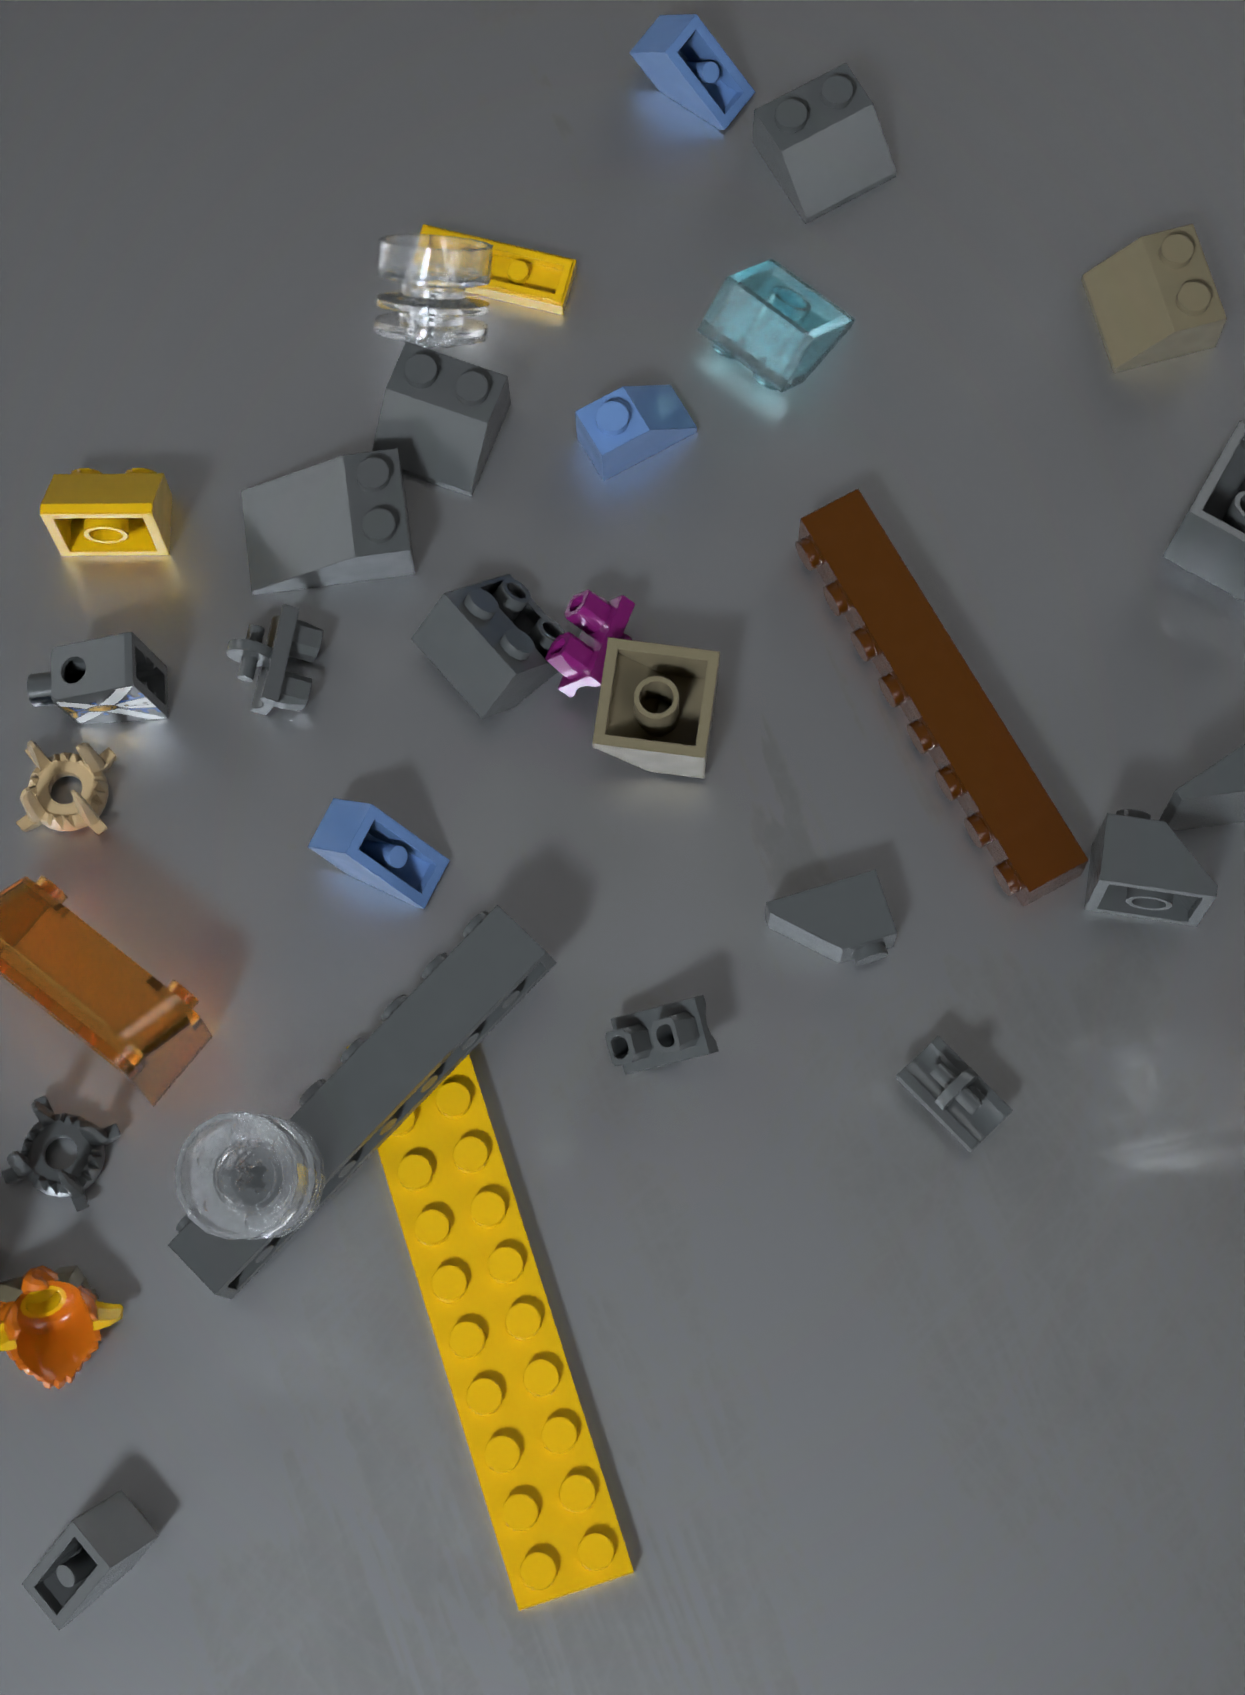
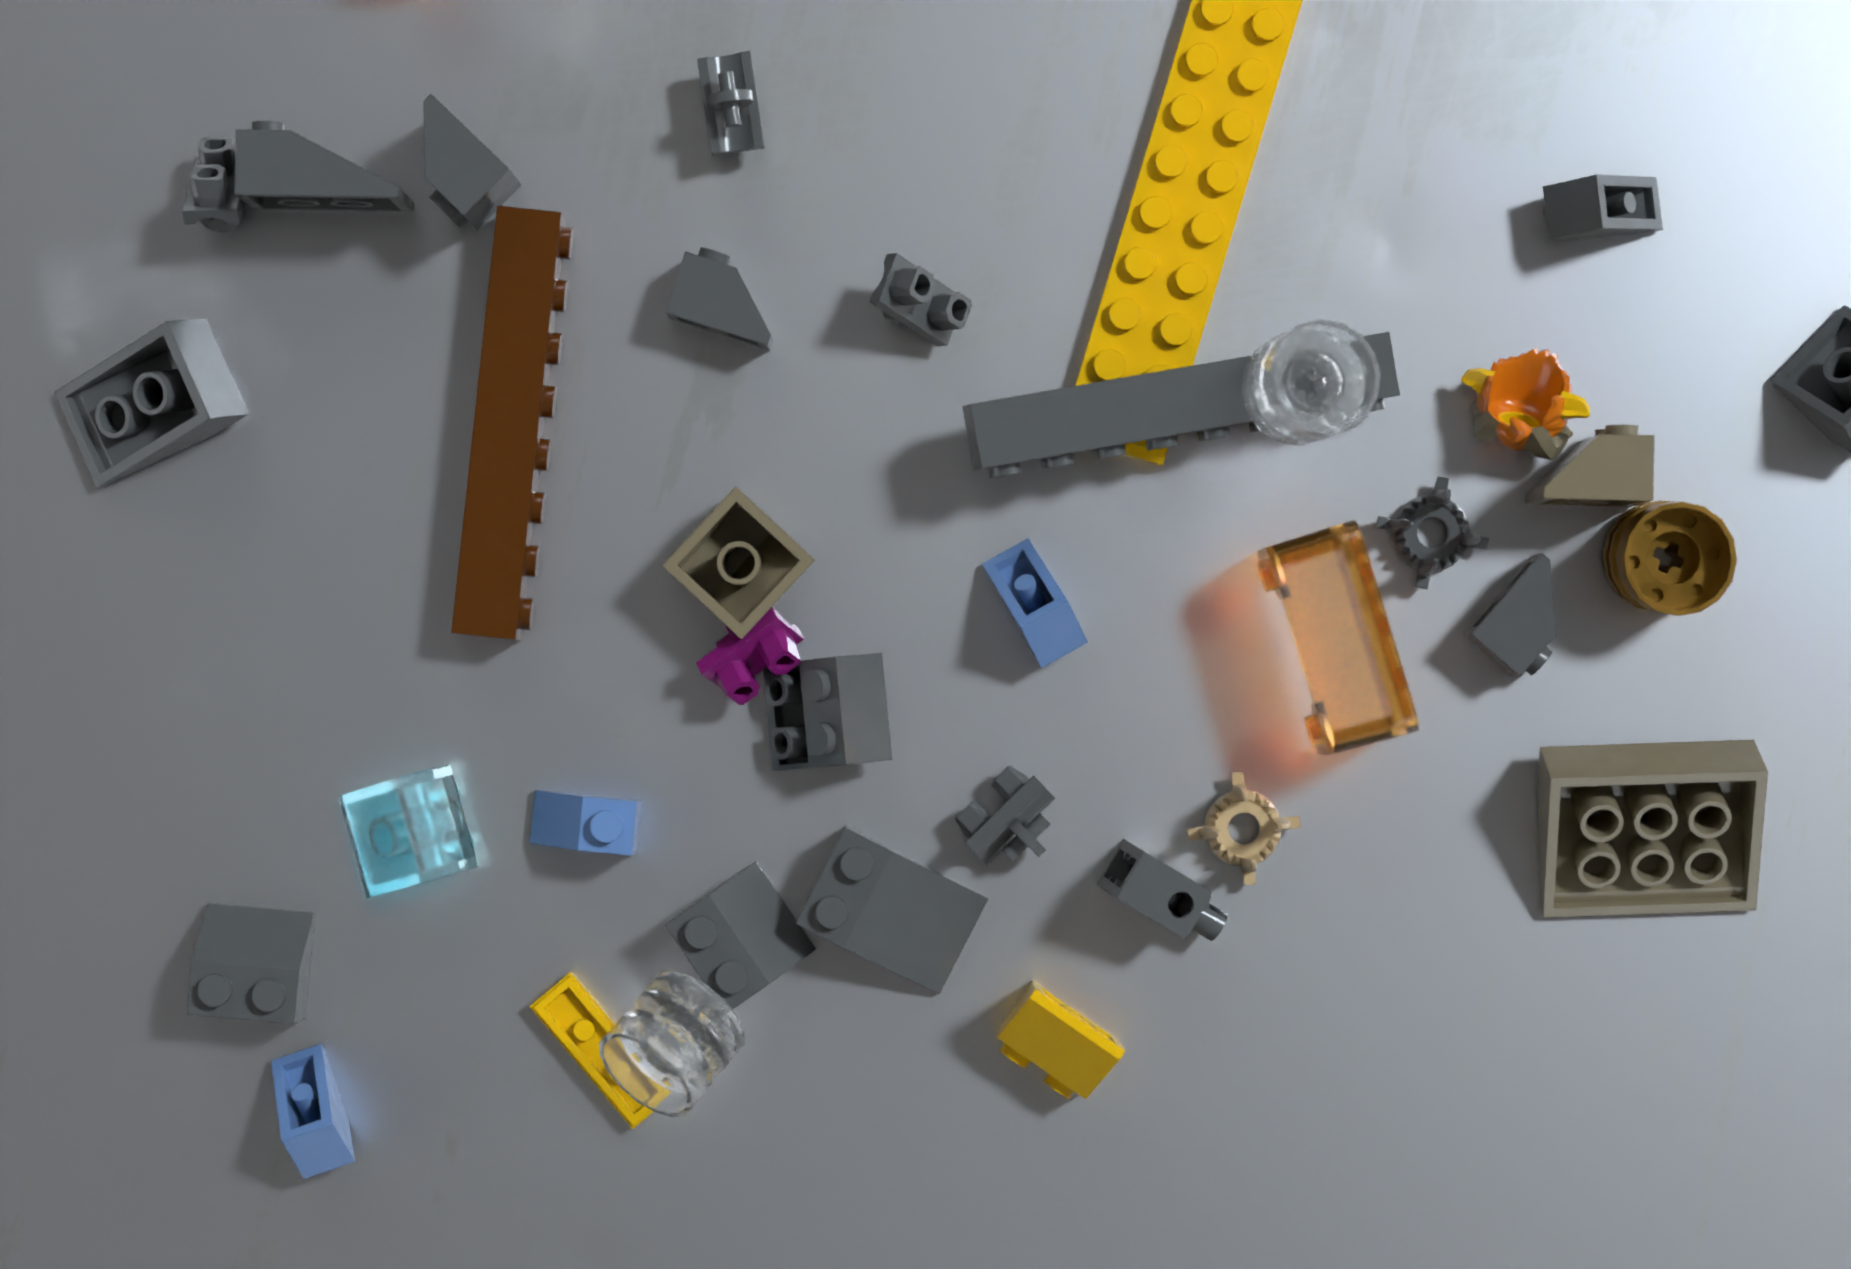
camera: 150 degrees left, 15 degrees up
(1155, 300) = (87, 635): dark tan slope -> none

